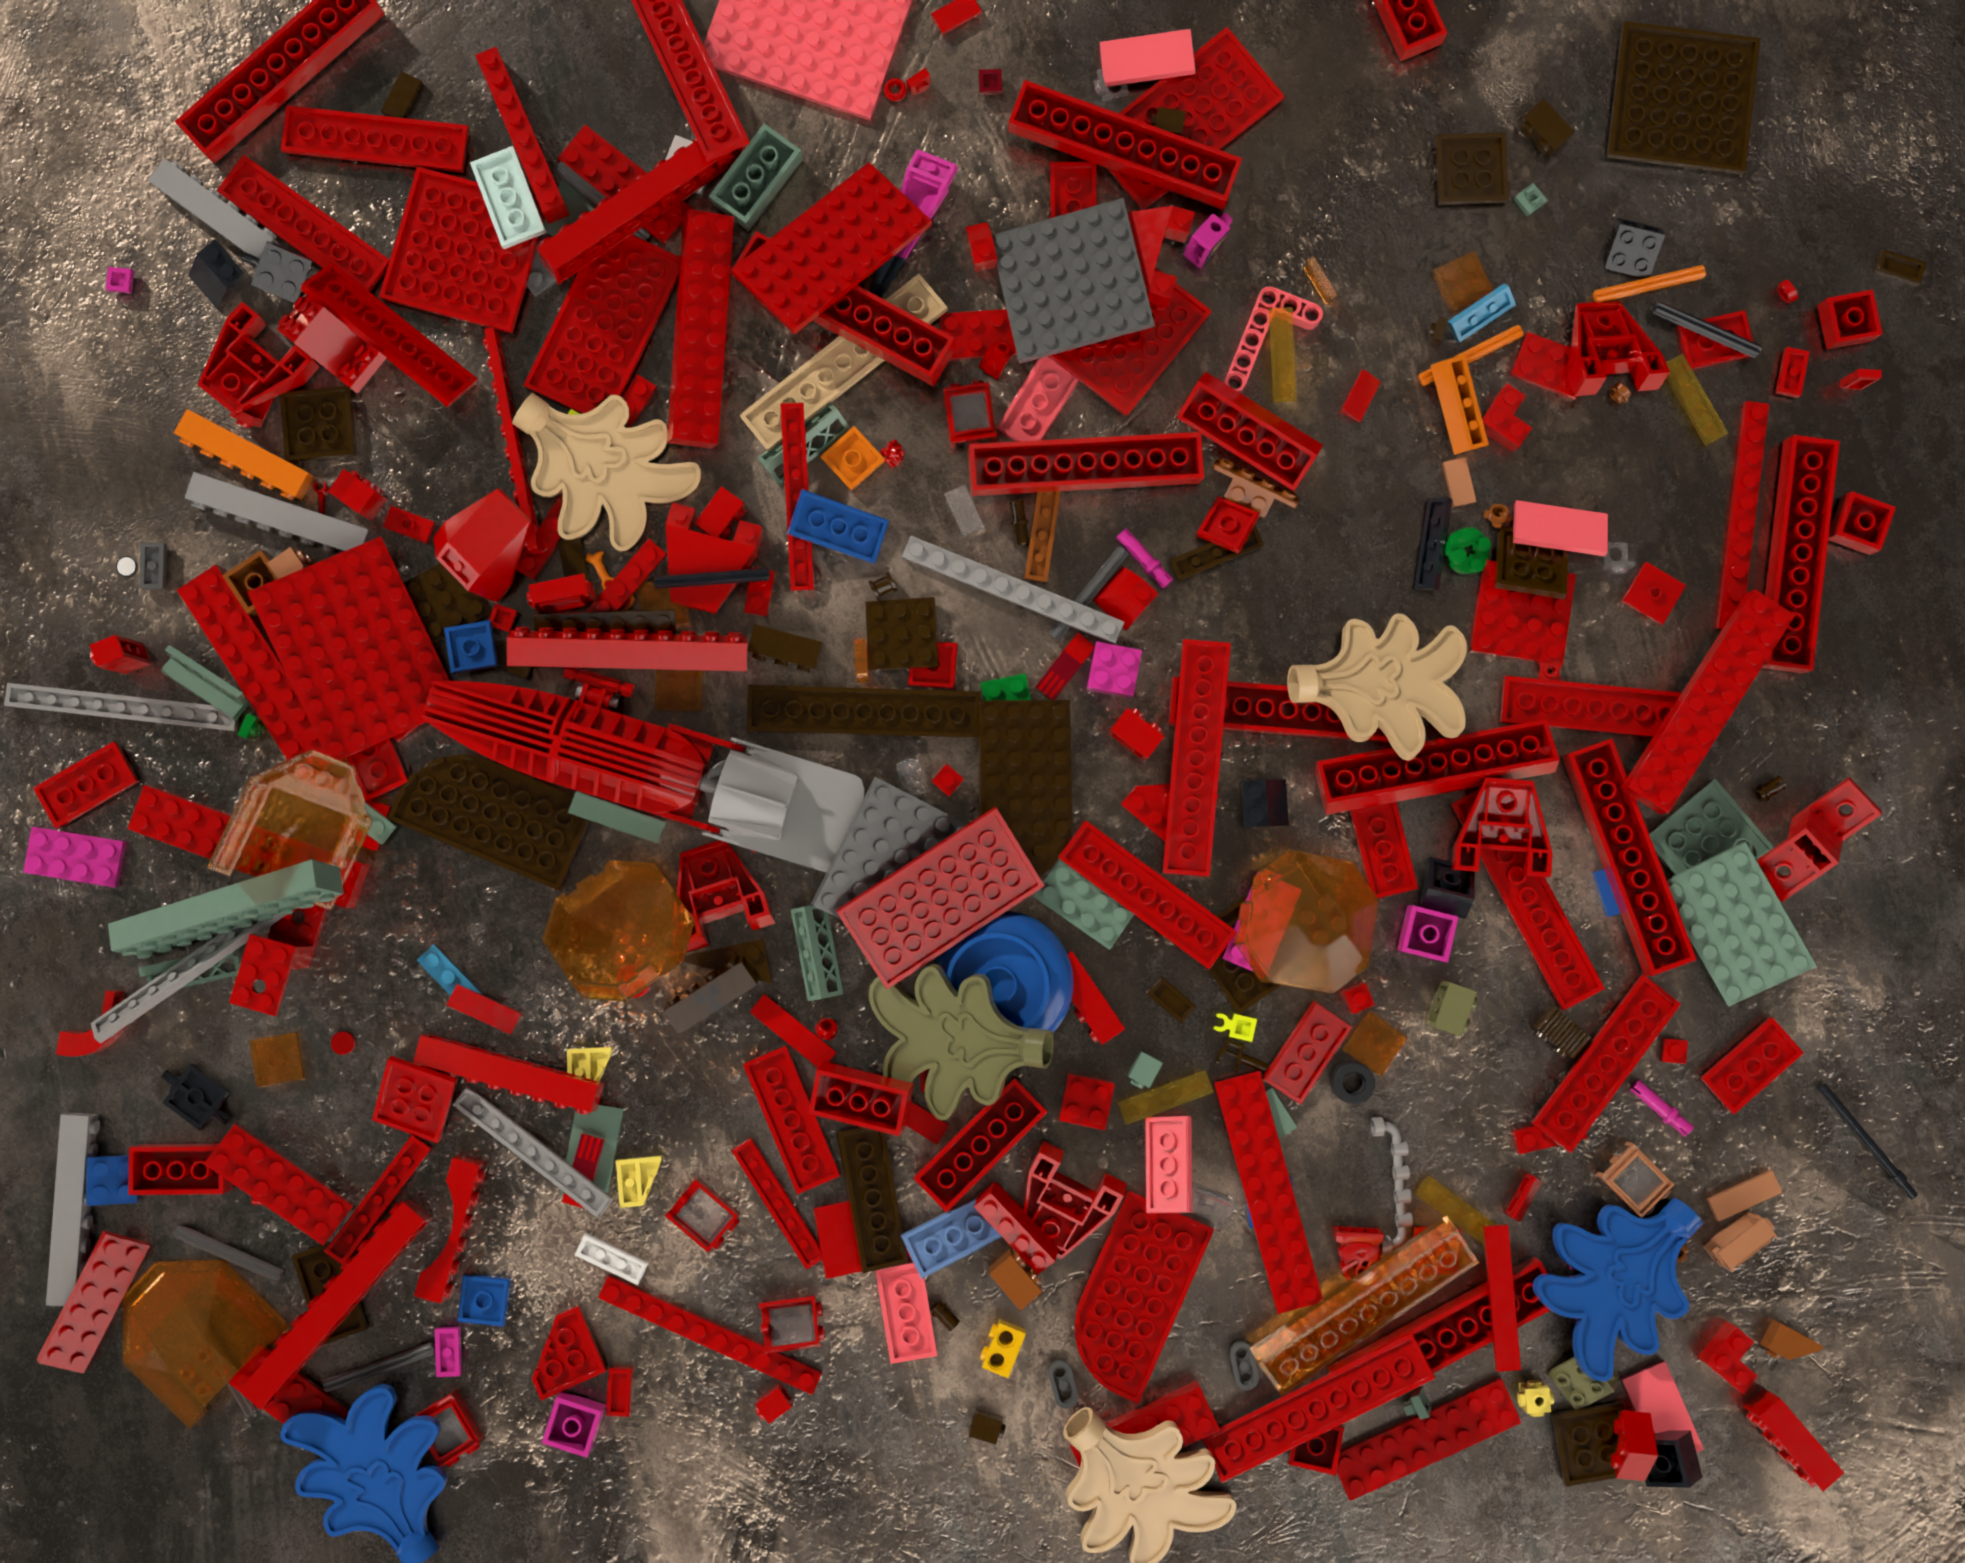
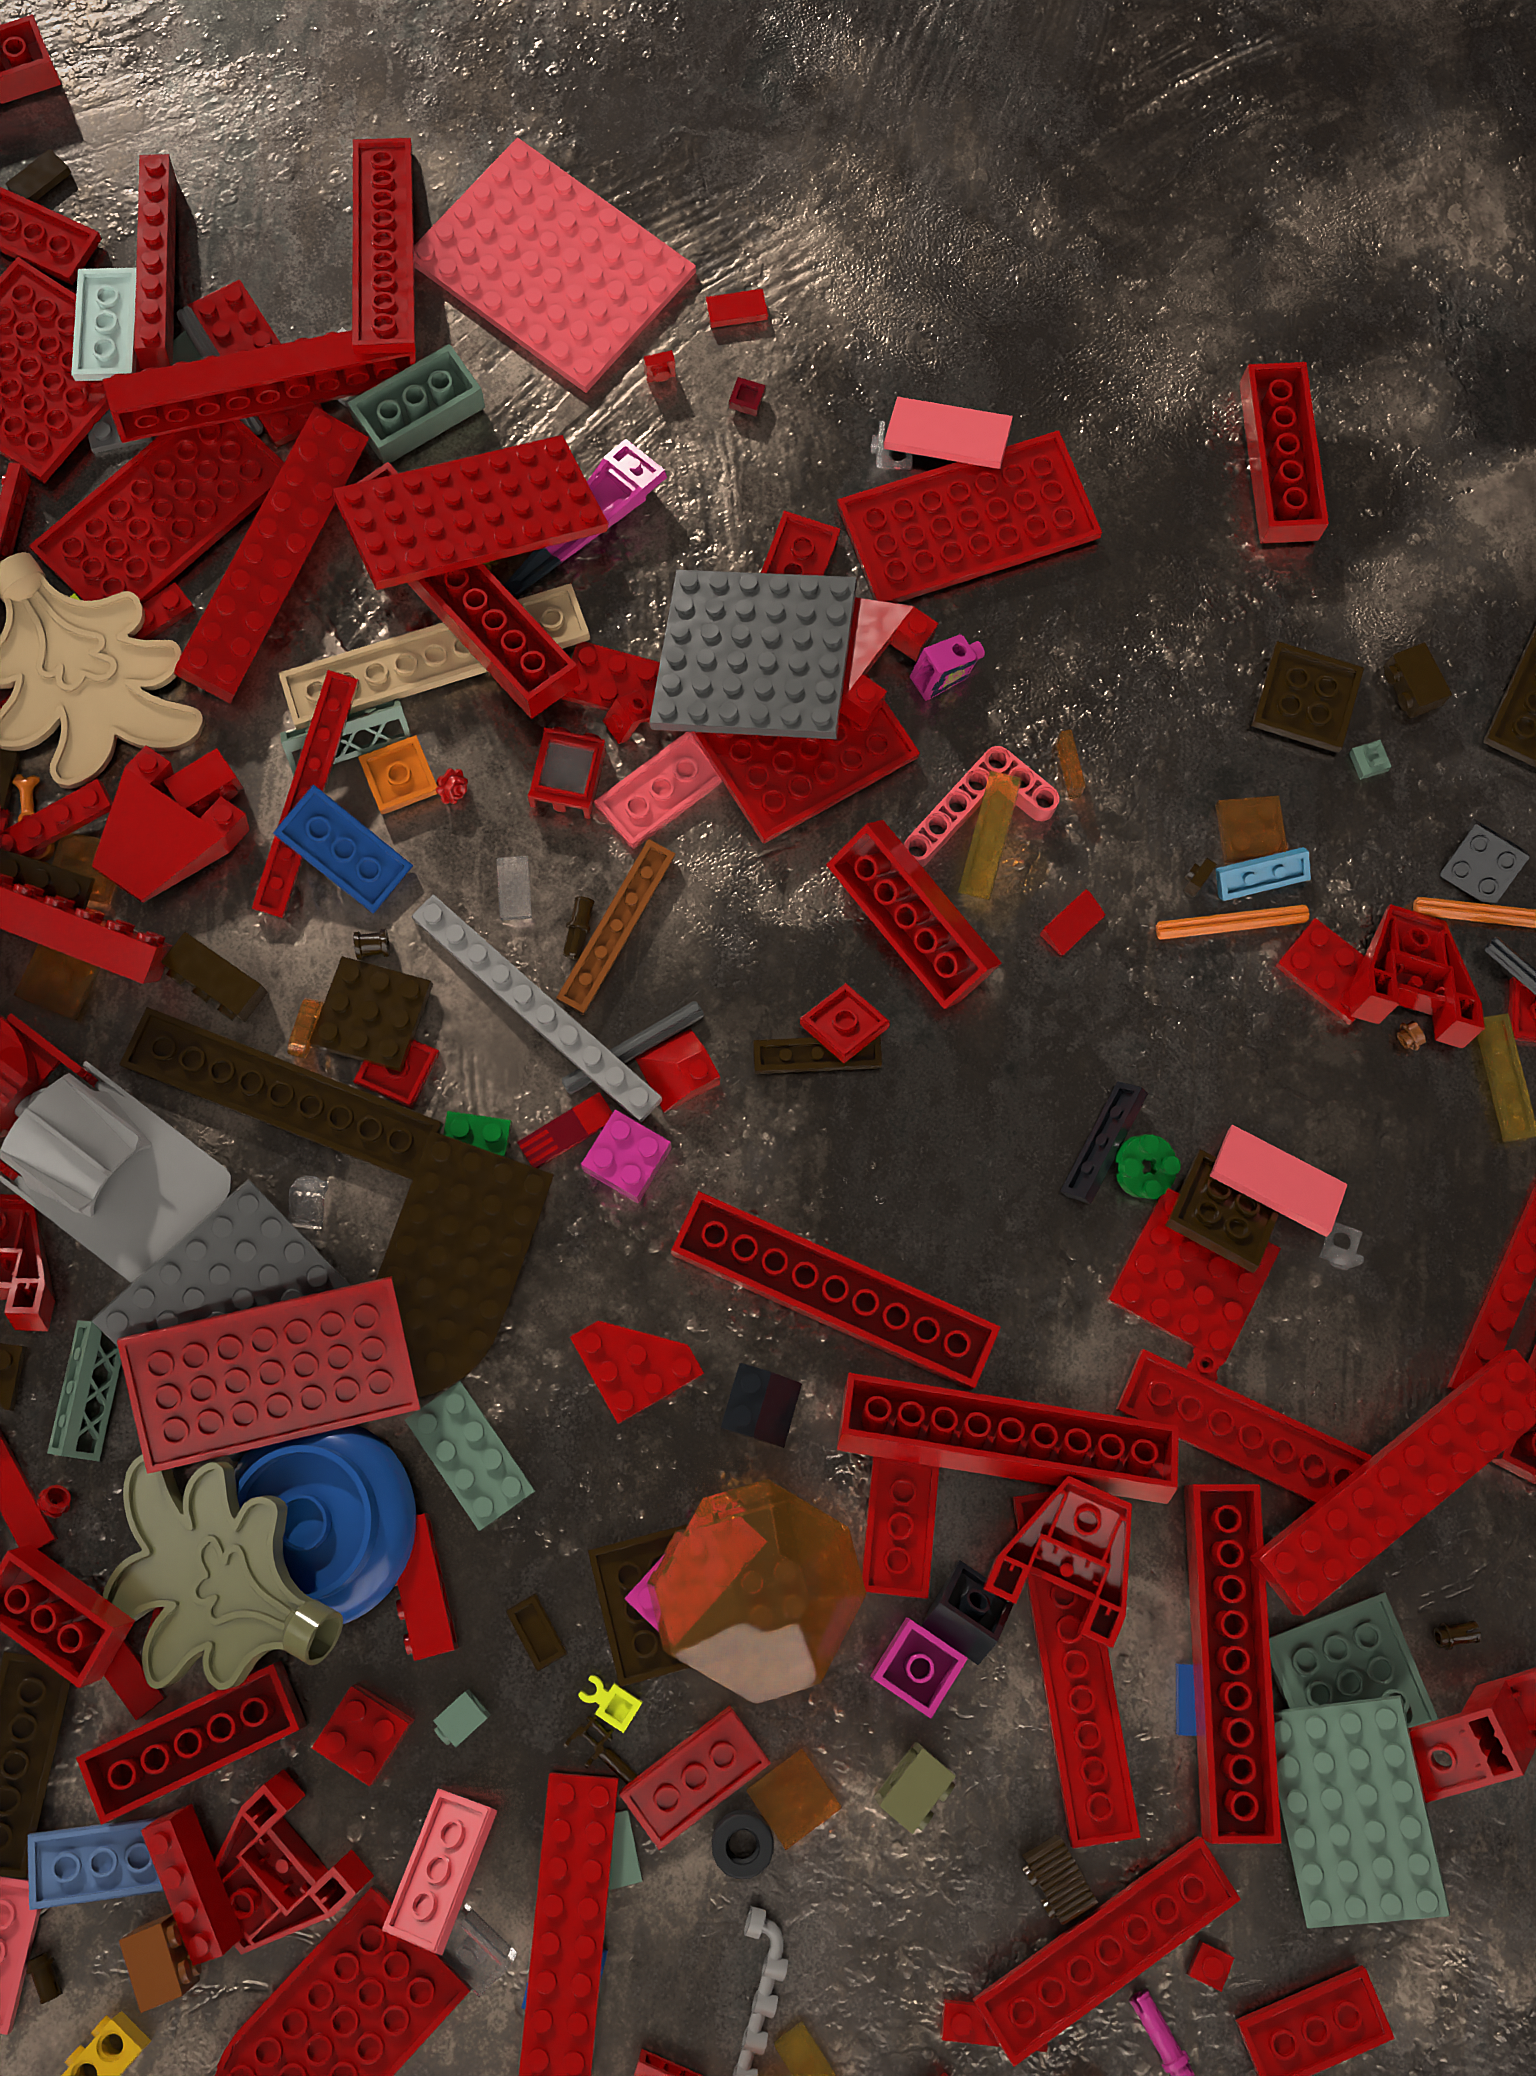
camera: 10 degrees right, 10 degrees down
(711, 578) = (153, 854): black axle -> none
(759, 596) = (213, 897): red plate -> none
(895, 83) = (628, 359): red plate -> none
(948, 780) = (352, 1223): red brick -> none
(981, 246) = (660, 580): red slope -> none
(1085, 463) = (686, 880): red brick -> none
(1124, 144) = (881, 517): red brick -> none
(1136, 733) = (622, 1249): red brick -> none
(1147, 561) = (726, 1039): dark pink pin -> none
(1147, 895) = (557, 1475): red plate -> none
(1165, 1097) = (475, 1769): clear yellow plate -> none
(1169, 120) = (944, 513): dark brown brick -> none
(1196, 757) = (687, 1310): red plate -> none
(1252, 491) = (891, 992): dark orange bracket -> none
(1357, 998) = (791, 1723): red brick -> none
(1388, 683) = (979, 1302): tan plant -> none
(1459, 404) = (1196, 975): orange brick -> none
(1459, 482) = (1164, 1076): nougat tile -> none
(1498, 510) = (1202, 1135): dark orange plate -> none
(1501, 423) = (1243, 1015): red brick -> none
(1653, 593) = (1376, 1310): red plate -> none

